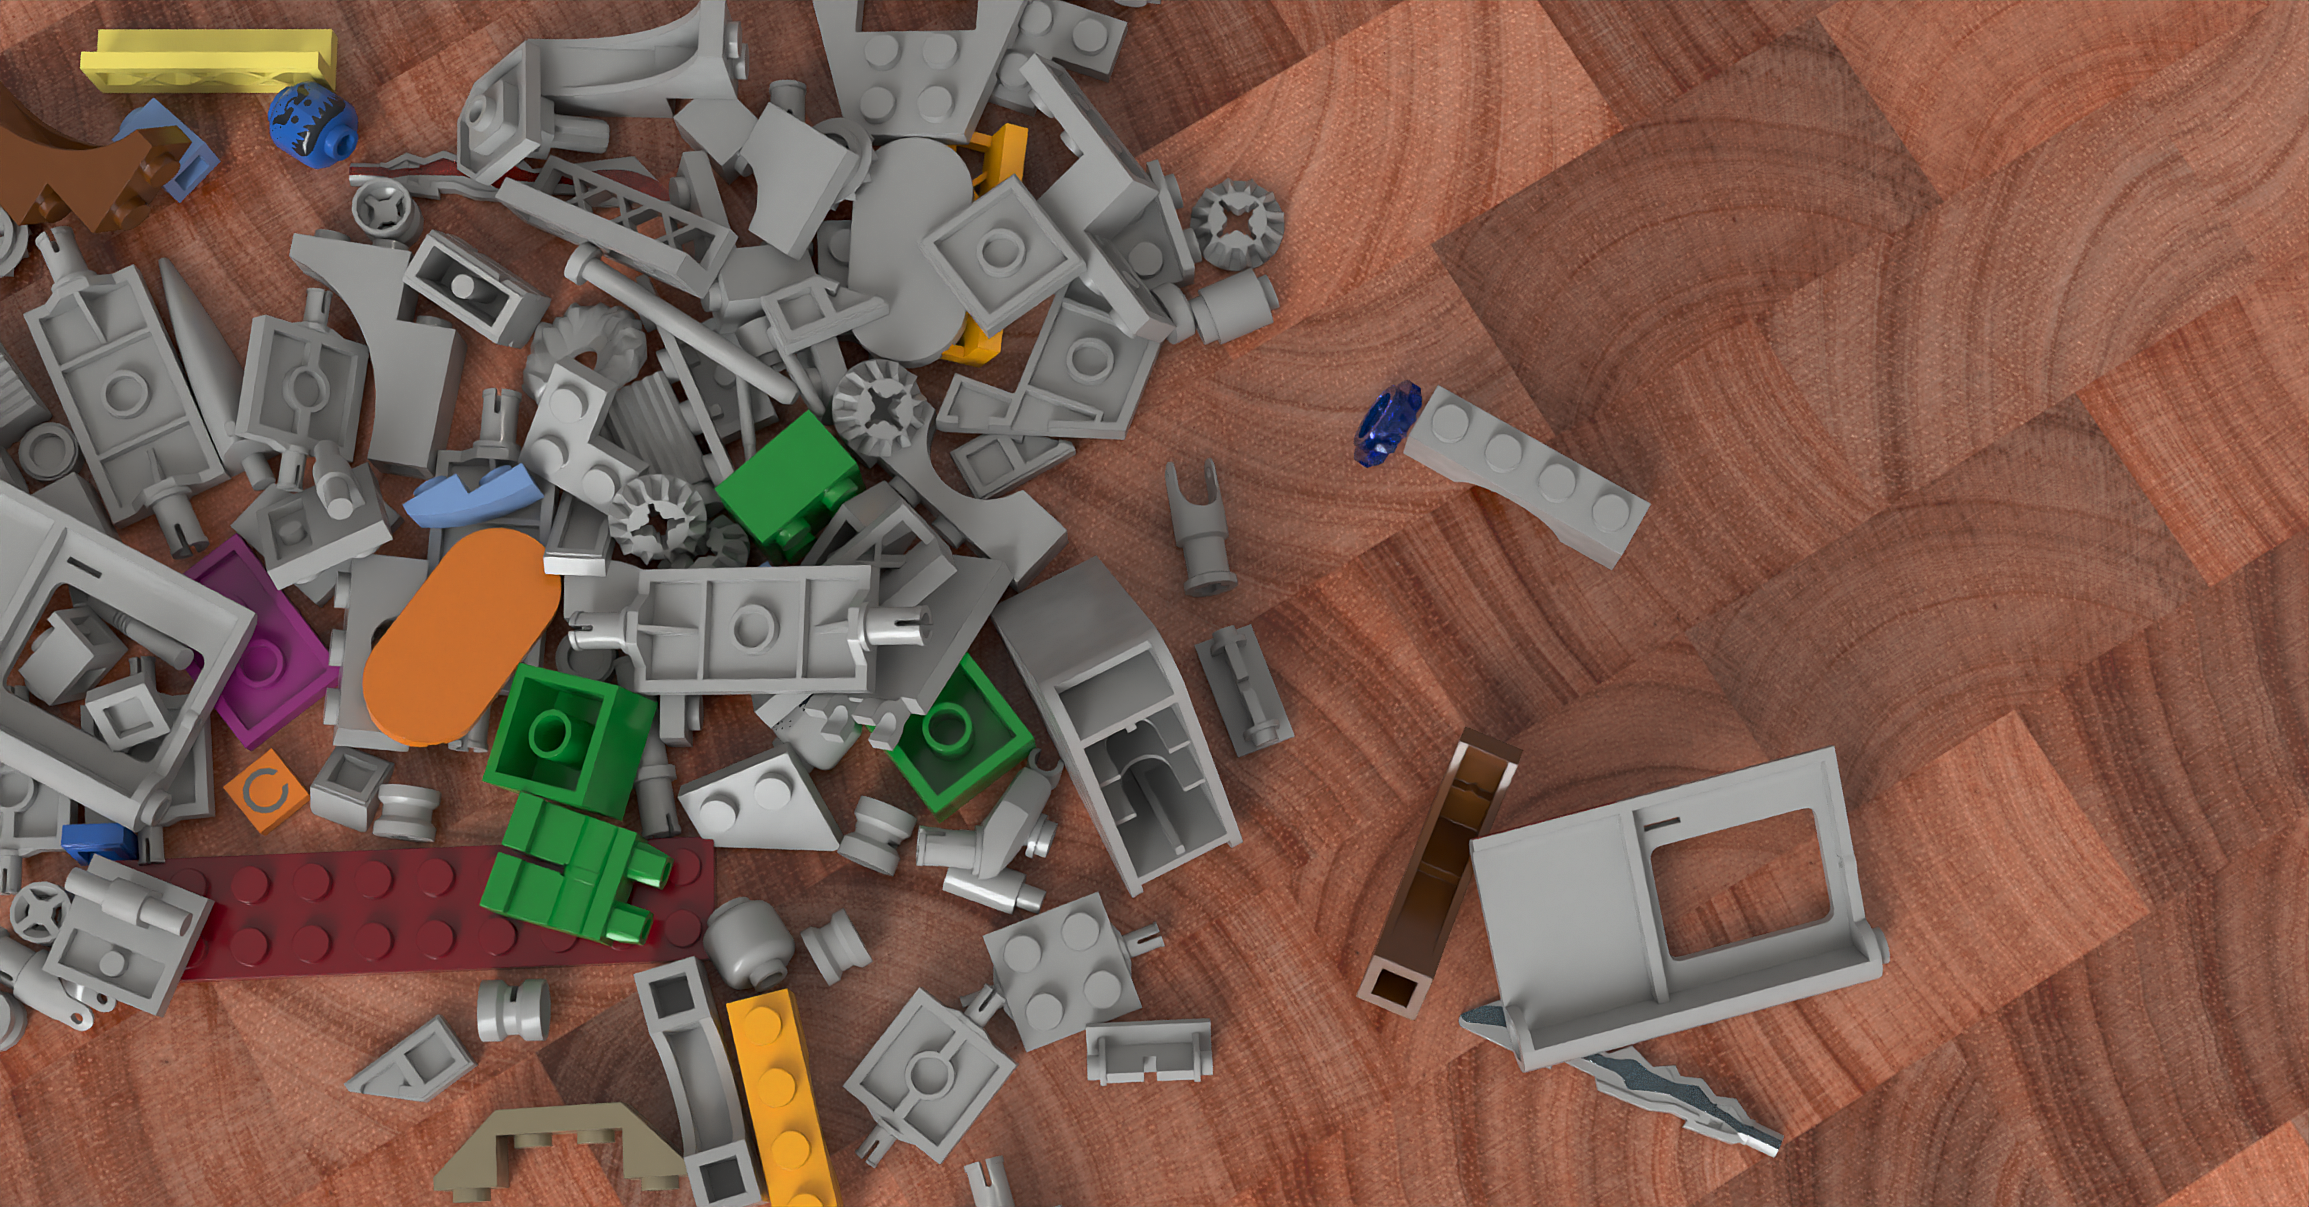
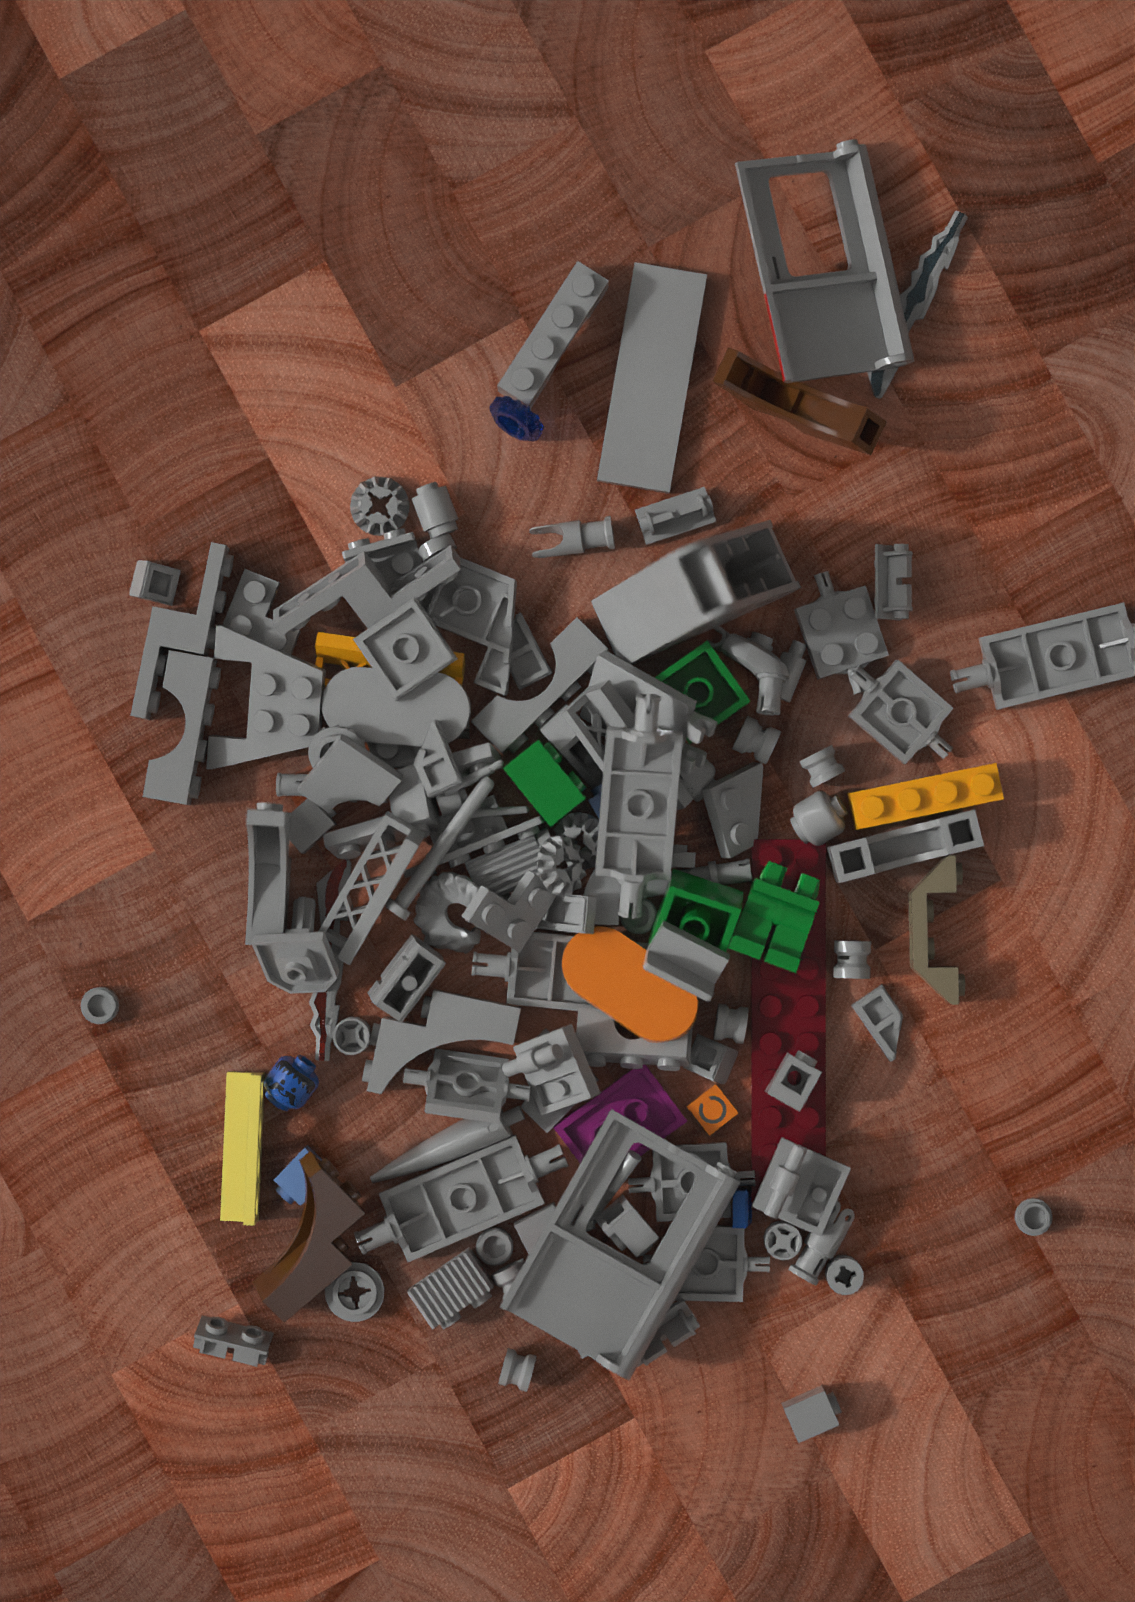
camera: 85 degrees left, 10 degrees up
(129, 711) = (667, 1186): light grey tile -> none
(283, 912) = (796, 1094): none -> light grey brick
(450, 503) = (544, 990): medium blue slope -> none
(494, 719) = (685, 960): none -> light grey panel
(854, 406) = (503, 740): light grey gear -> none
(1469, 643) = (652, 377): none -> light grey tile

